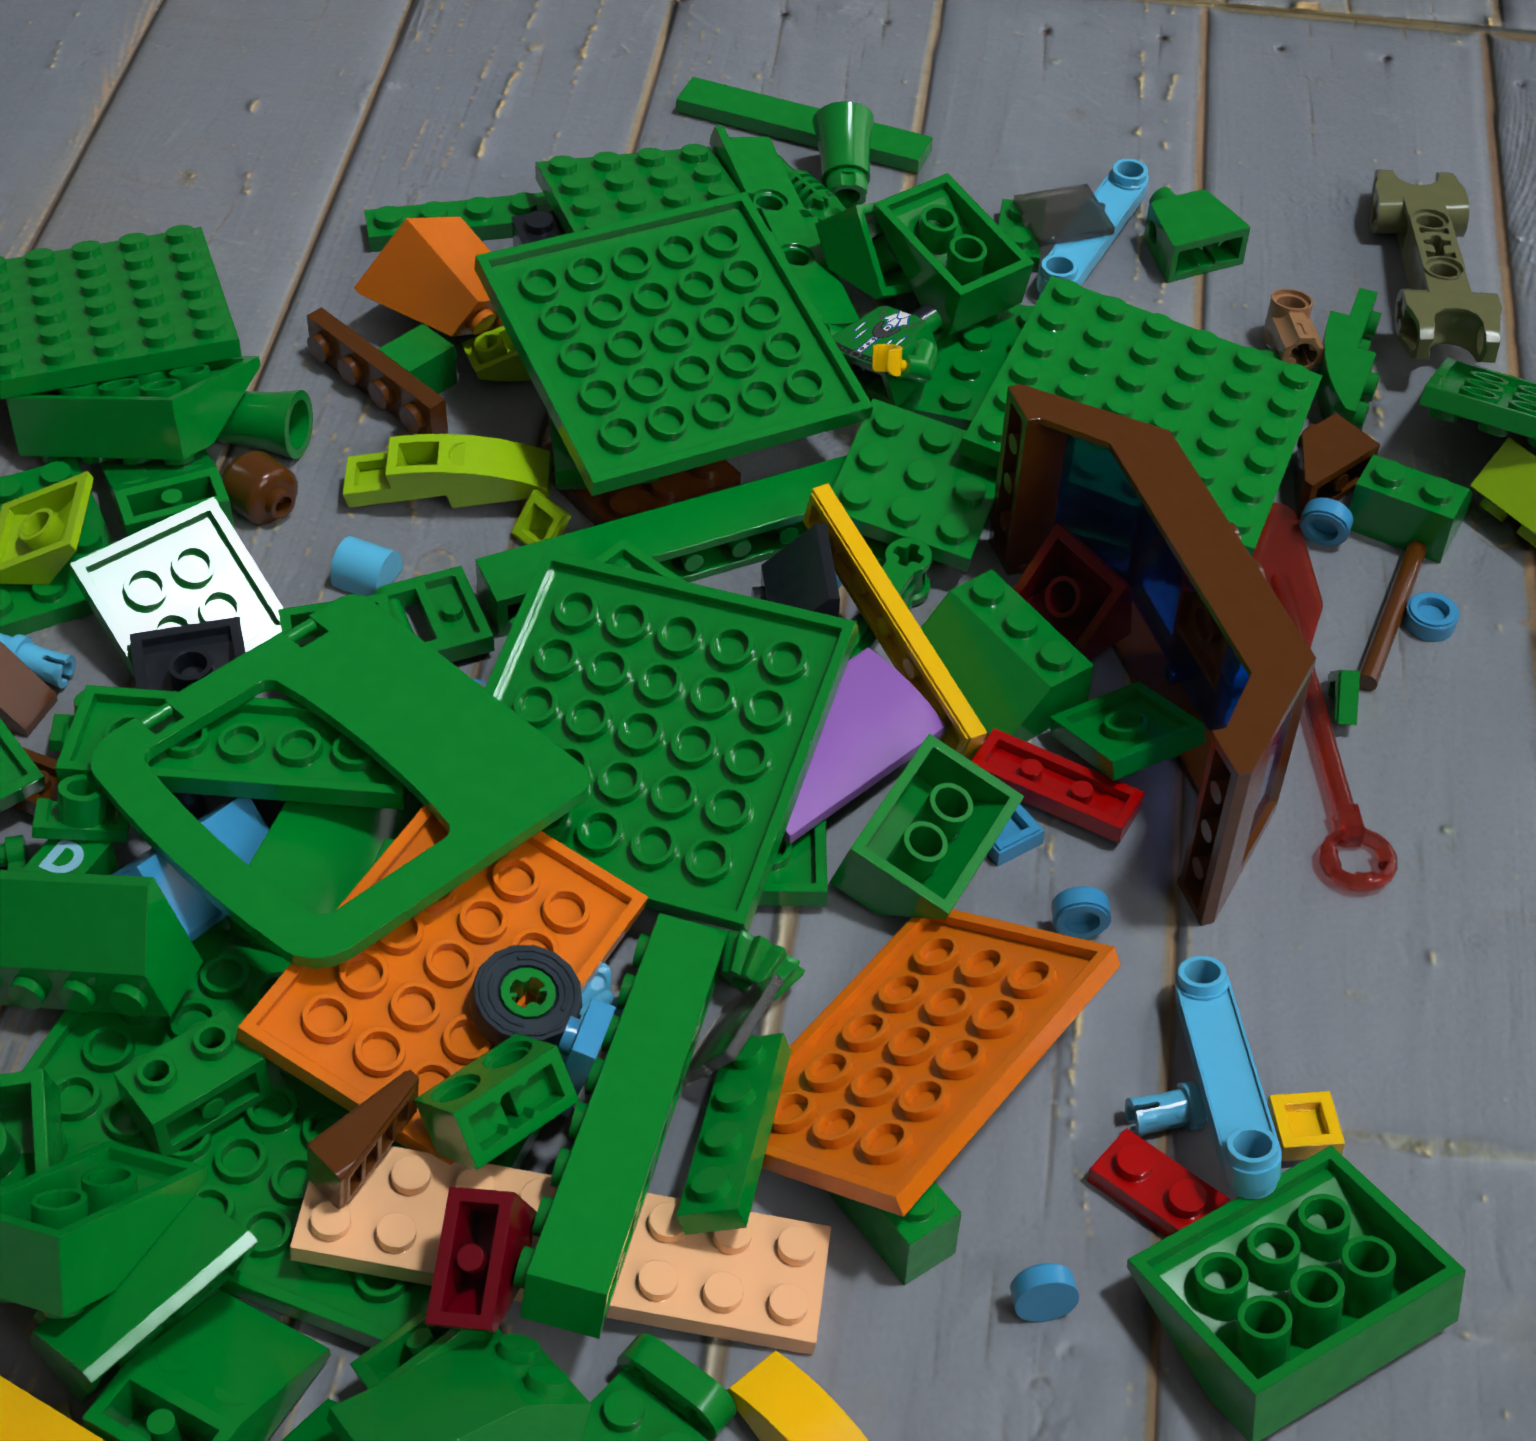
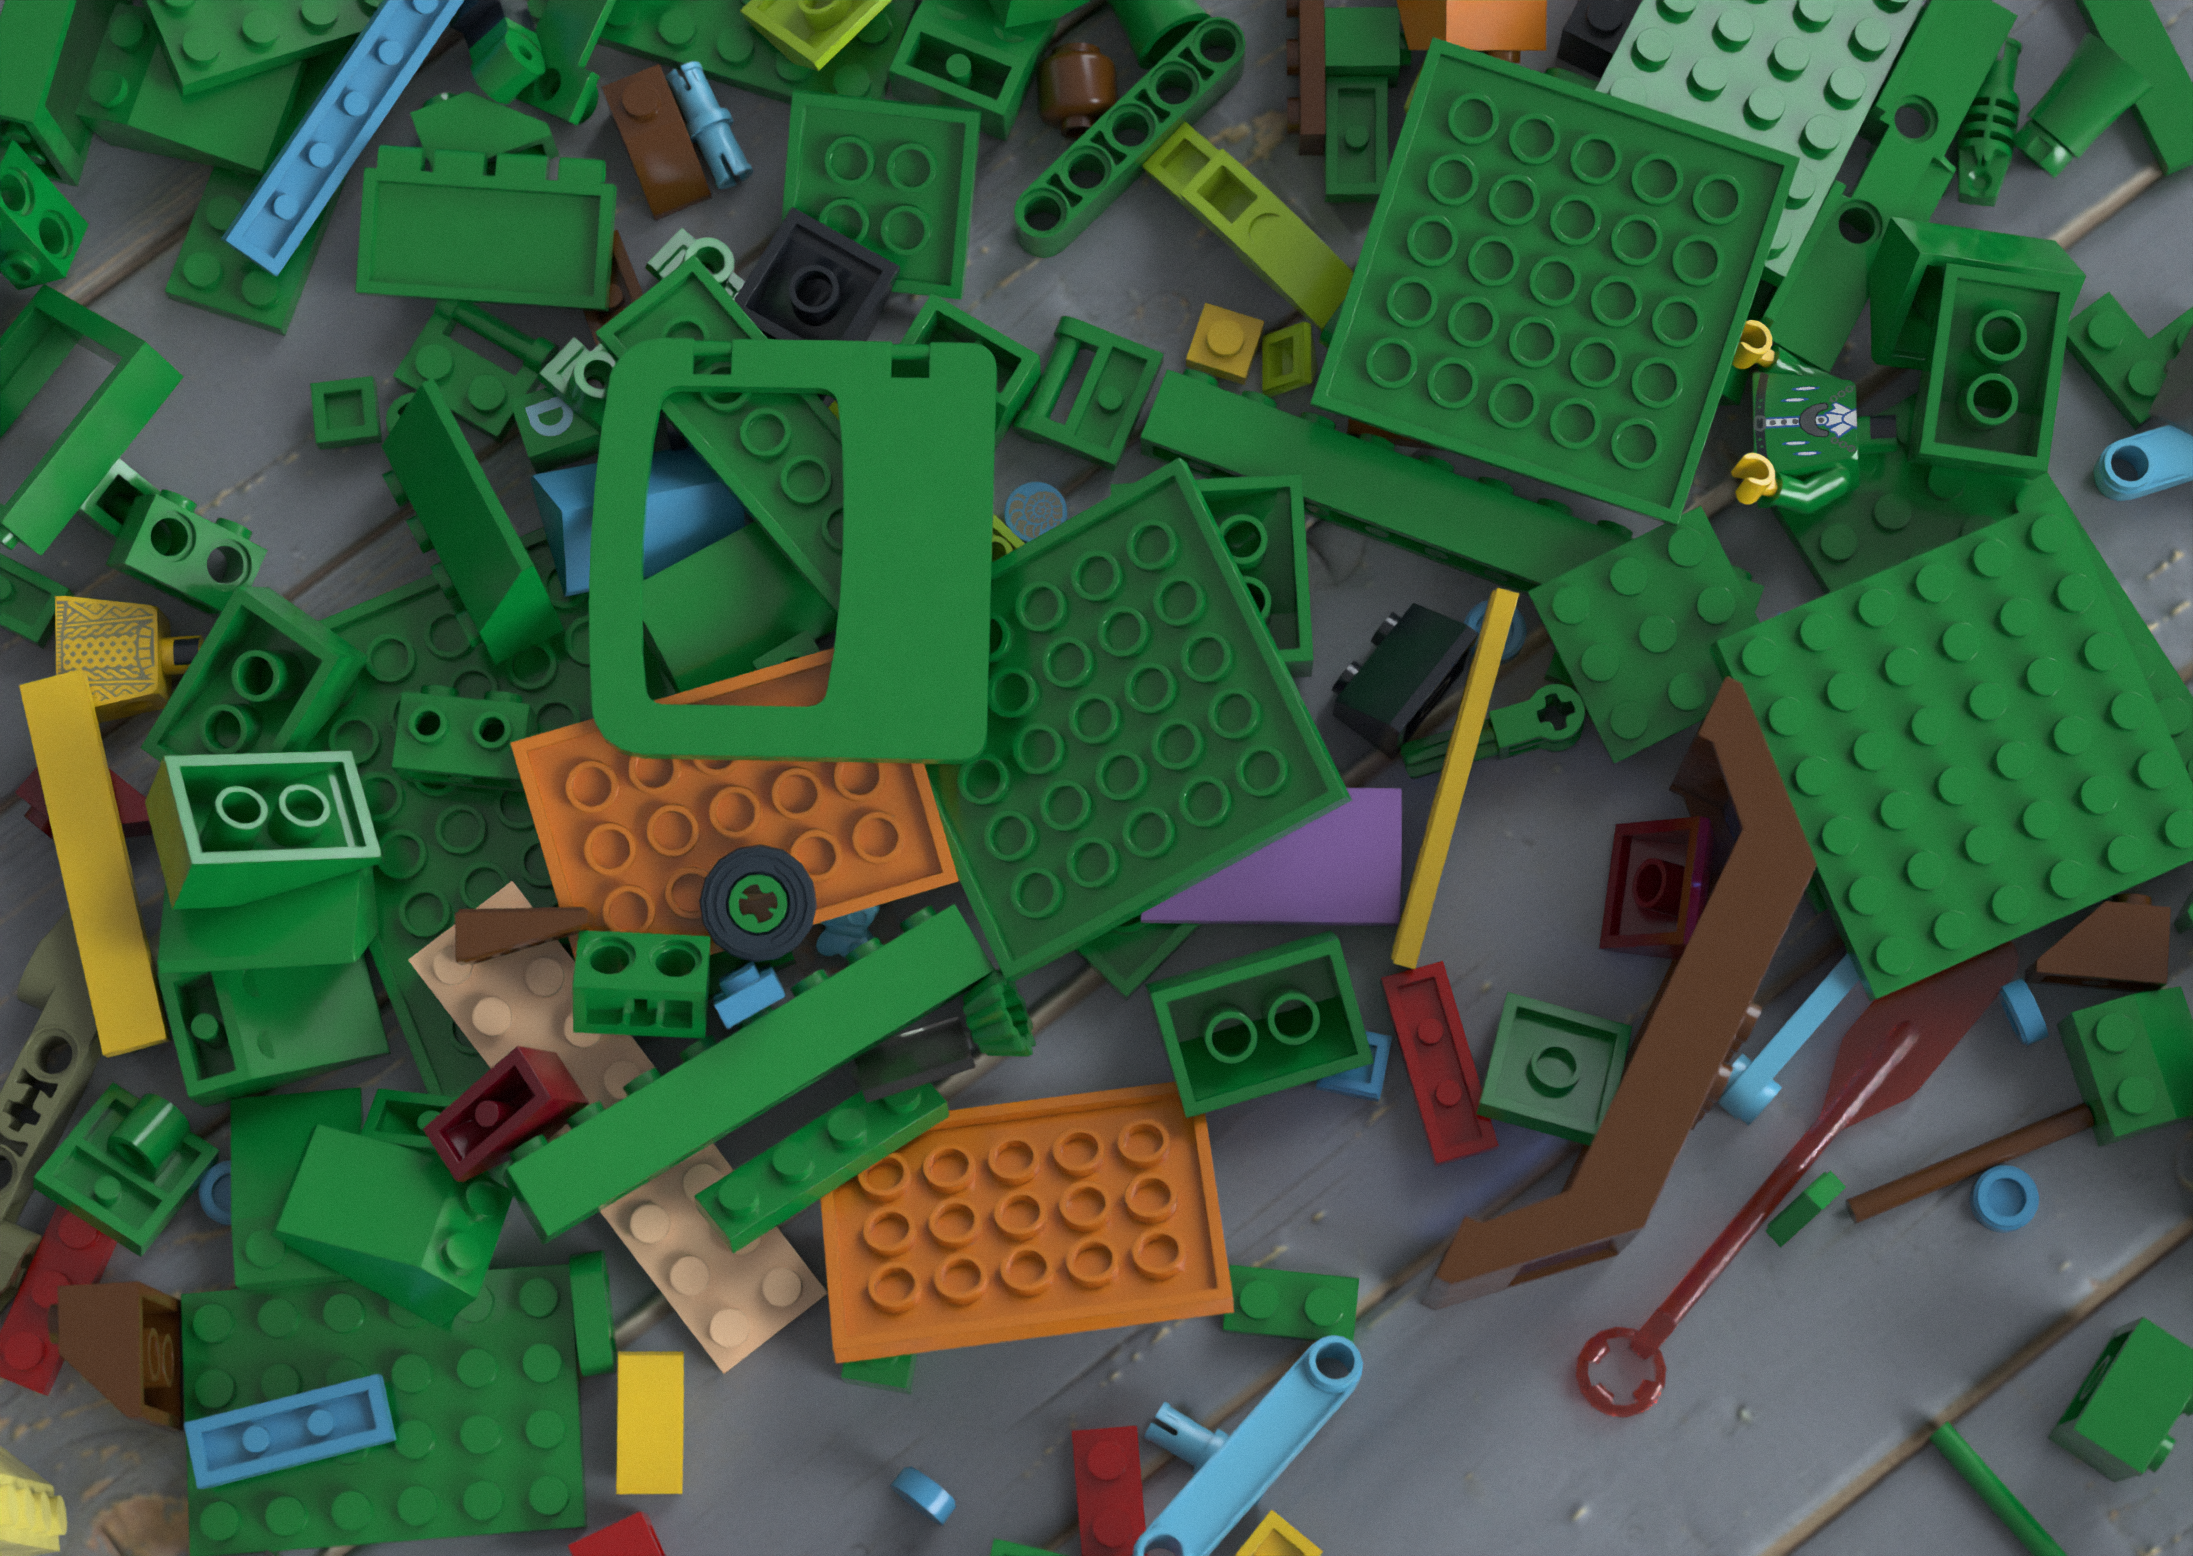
camera: 50 degrees right, 30 degrees up
(316, 492) = (1138, 110): none -> green beam
(363, 566) = (1088, 272): medium azure brick -> none
(469, 407) = (1355, 138): none -> green plate
(487, 540) = (1225, 343): none -> yellow plate
(1006, 657) = (1527, 892): green slope -> none
(1081, 912) = (1314, 1208): dark azure tile -> none
(1136, 987) = (1291, 1304): none -> green plate

